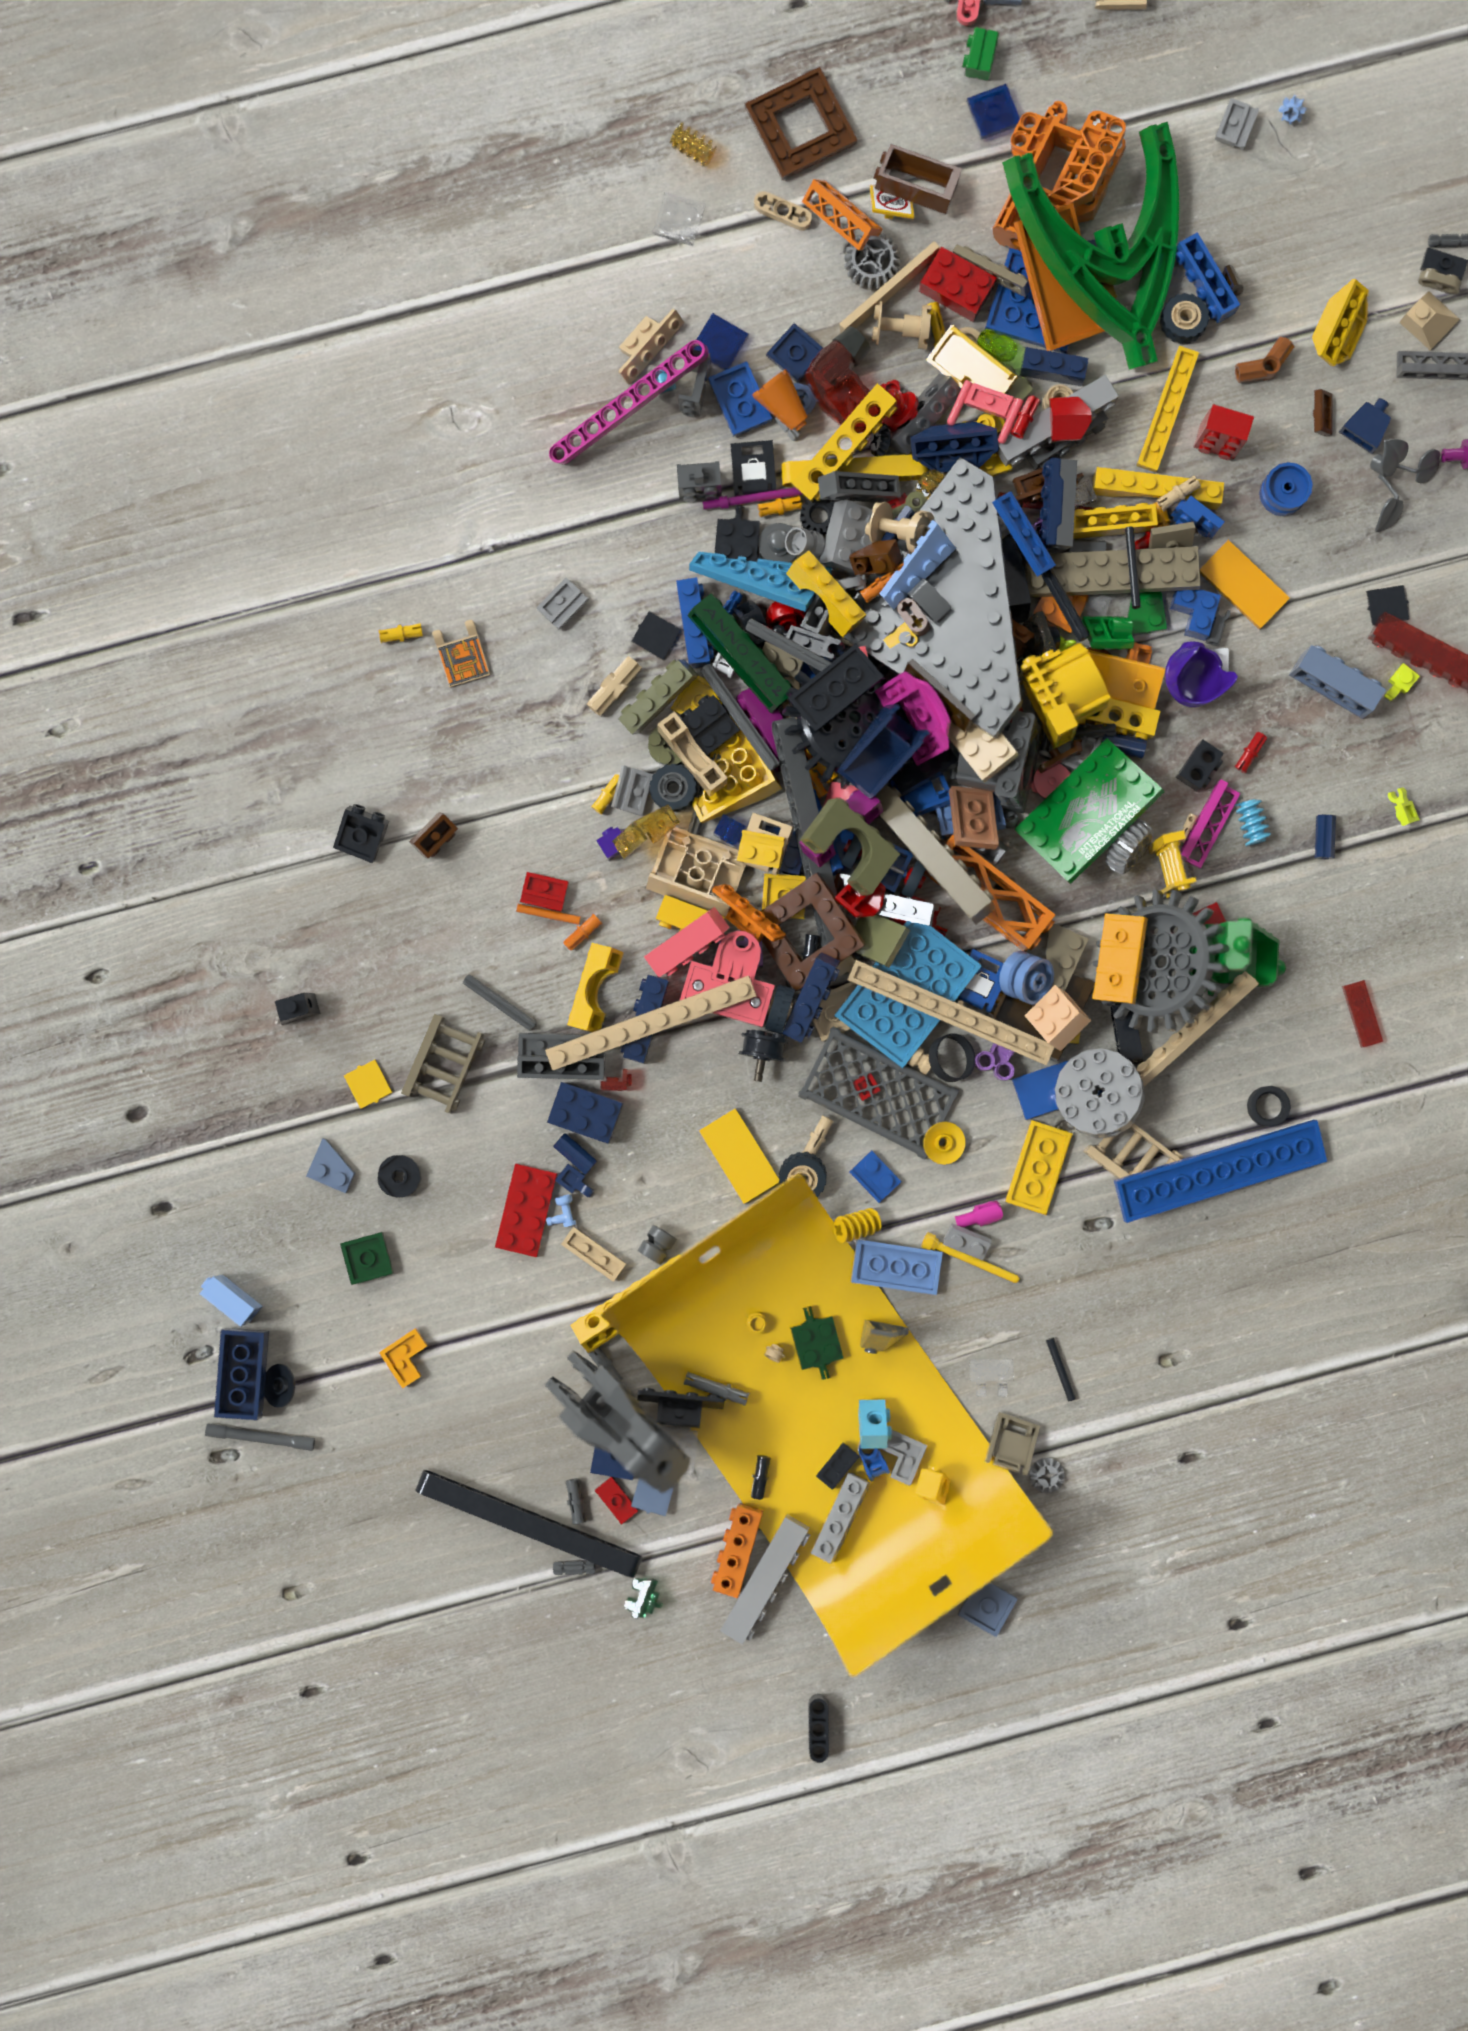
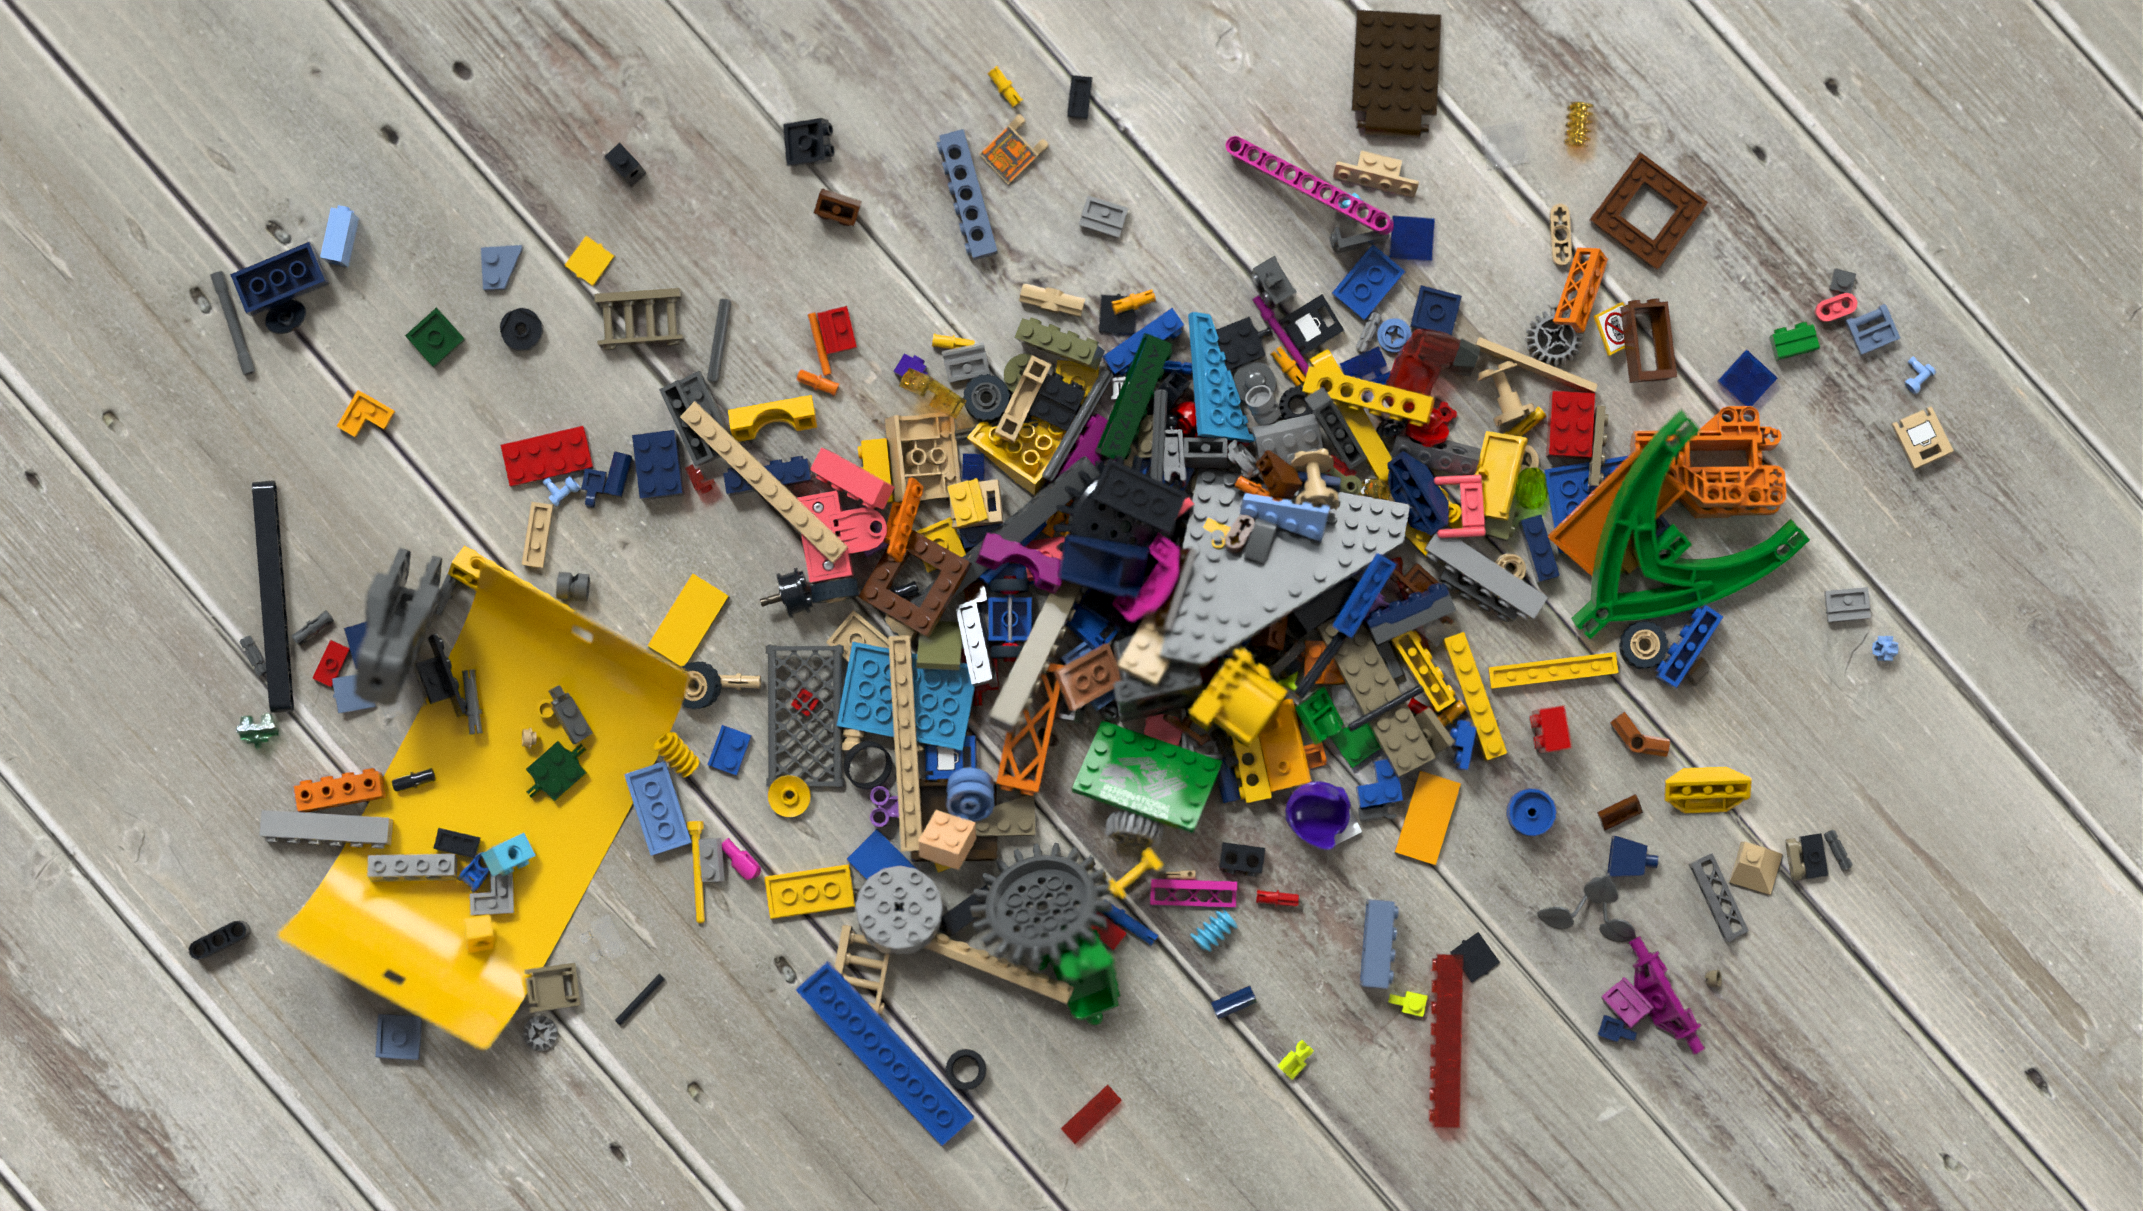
camera: 60 degrees right, 0 degrees up
(429, 698) = (957, 141): none -> sand blue brick
(444, 571) = (1079, 97): none -> black plate
(564, 281) = (1395, 72): none -> dark brown plate
(652, 614) = (1133, 301): none -> light orange pin
(773, 1305) = (569, 715): none -> dark grey hinge
(782, 401) = (1381, 321): orange cone -> none
(811, 996) = (857, 613): dark blue brick -> none
(812, 437) = (1366, 363): none -> clear blue plate
(842, 609) = (1232, 426): yellow arch -> none
(859, 904) = (970, 612): red slope -> none
(877, 853) = (1010, 607): olive arch -> none
(880, 1336) = (590, 823): wedge -> none
(1025, 417) = (1471, 544): red axle -> none
(1068, 418) = (1490, 584): red slope -> none
(1120, 958) = (1027, 869): light orange container -> none
(1178, 493) = (1474, 716): tan pin -> none
(1213, 892) = (1120, 917): none -> blue pin

